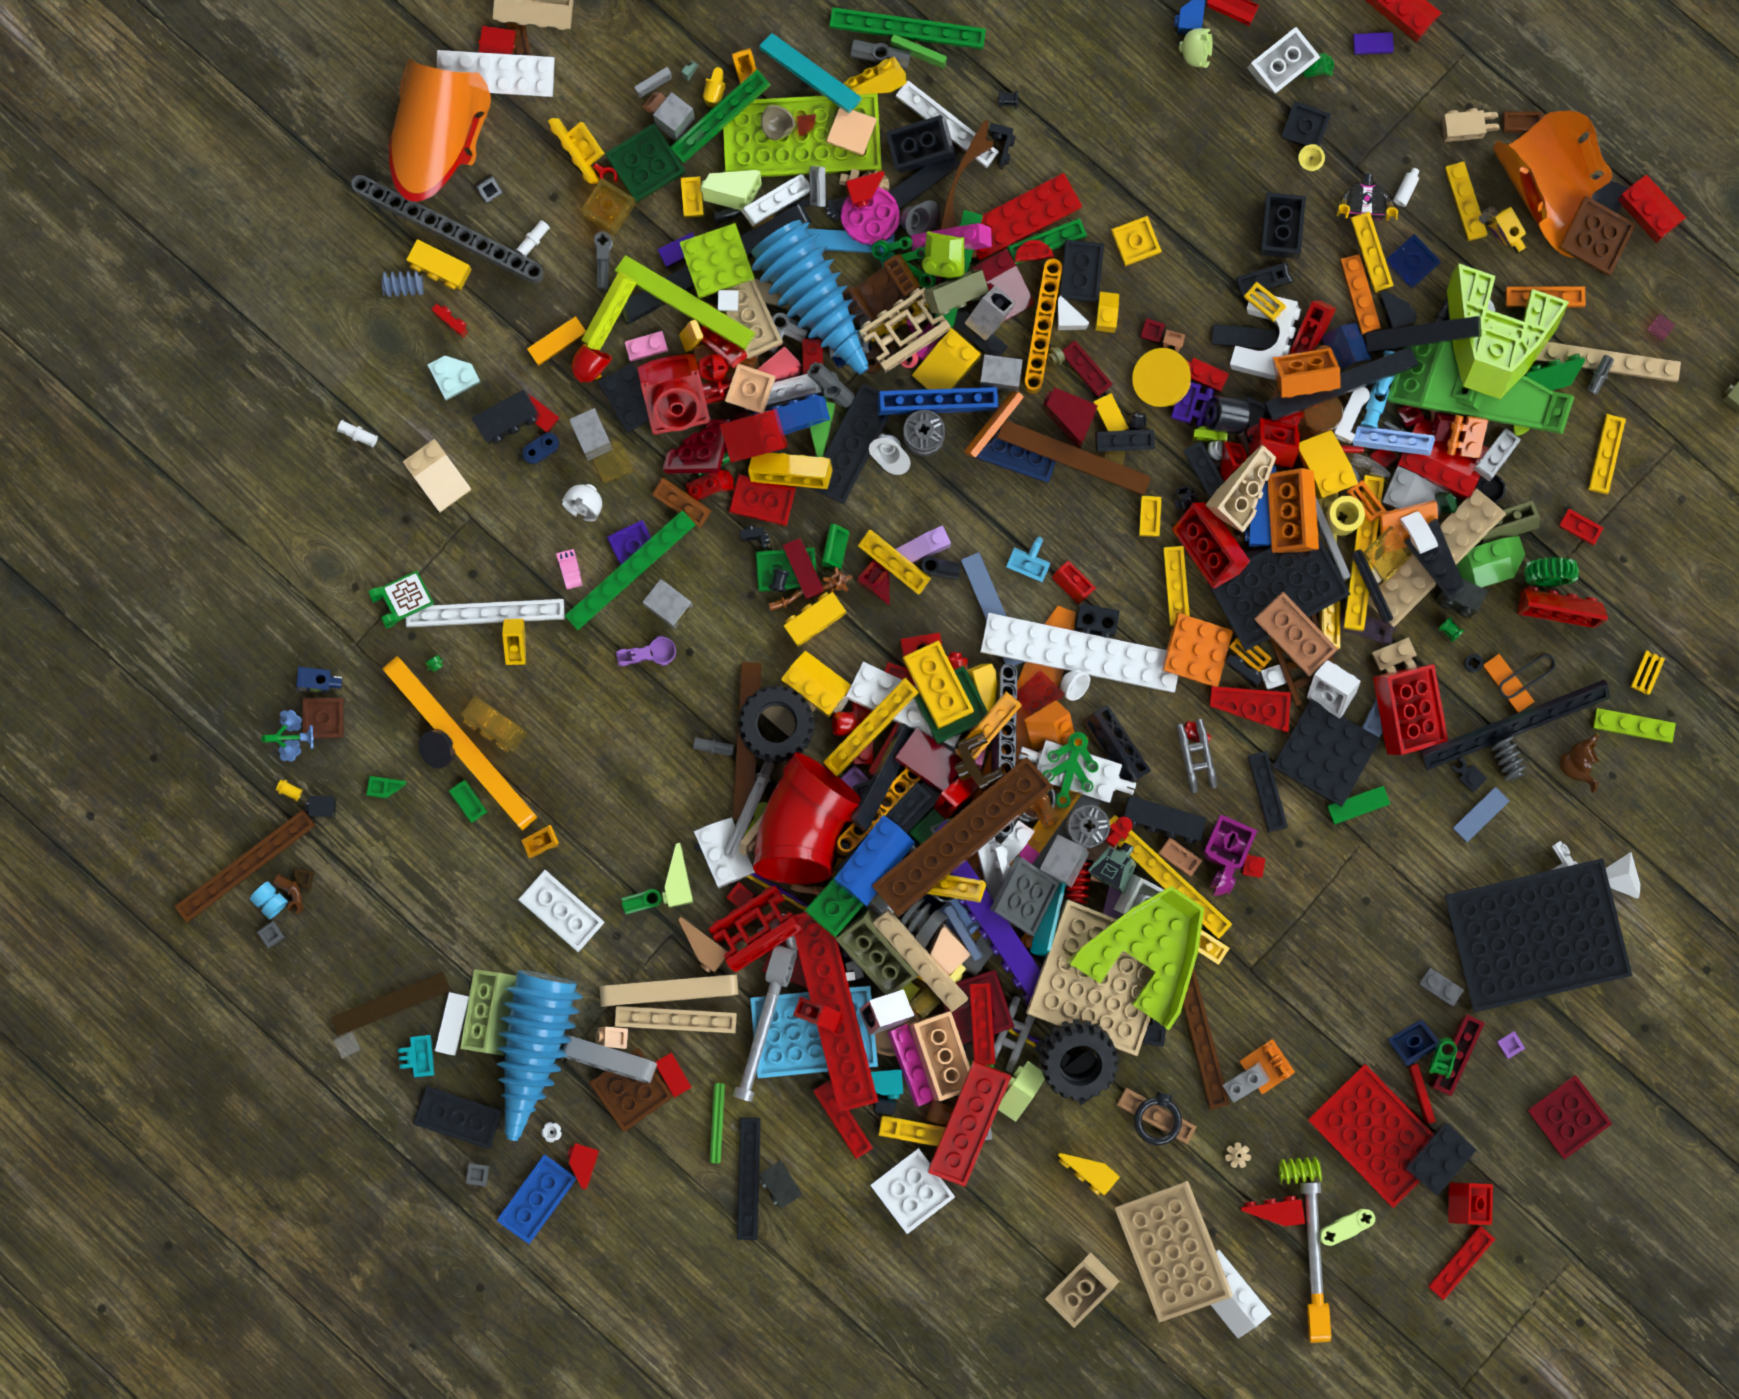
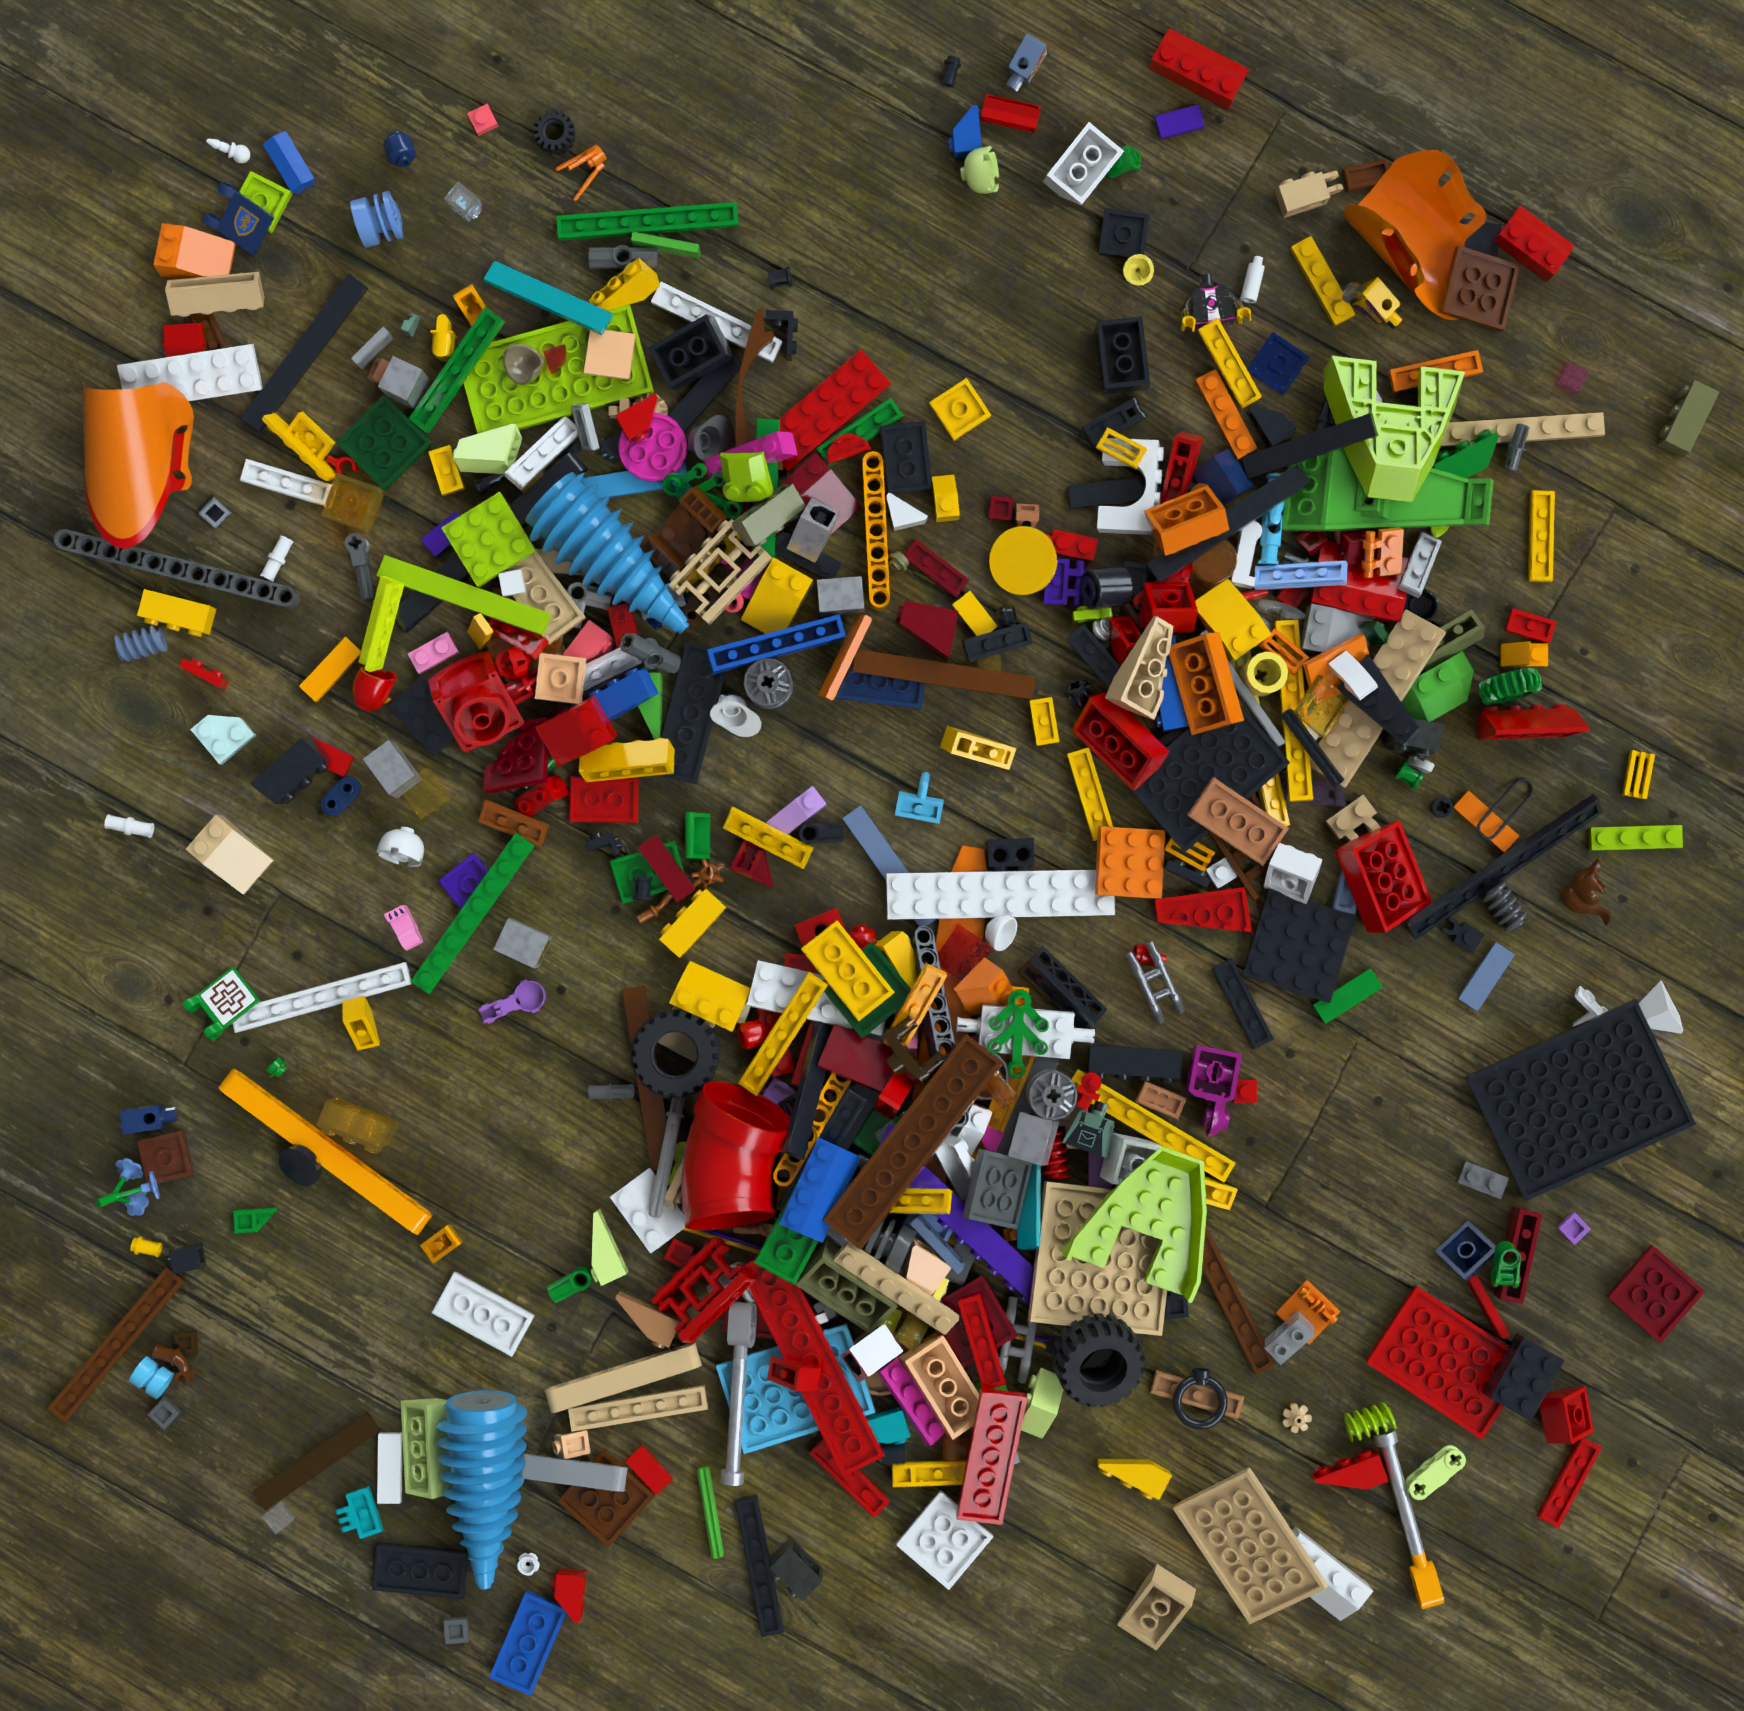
camera: 10 degrees left, 5 degrees up
(468, 801) = (350, 1214): green tile -> none
(555, 178) = (285, 482): none -> white tile
(595, 73) = (305, 351): none -> black tile
(1073, 582) = (974, 815): red slope -> none
(1089, 526) = (977, 748): none -> yellow slope
(1465, 624) = (1423, 766): none -> white tile
(1571, 549) = (1524, 654): none -> light orange slope

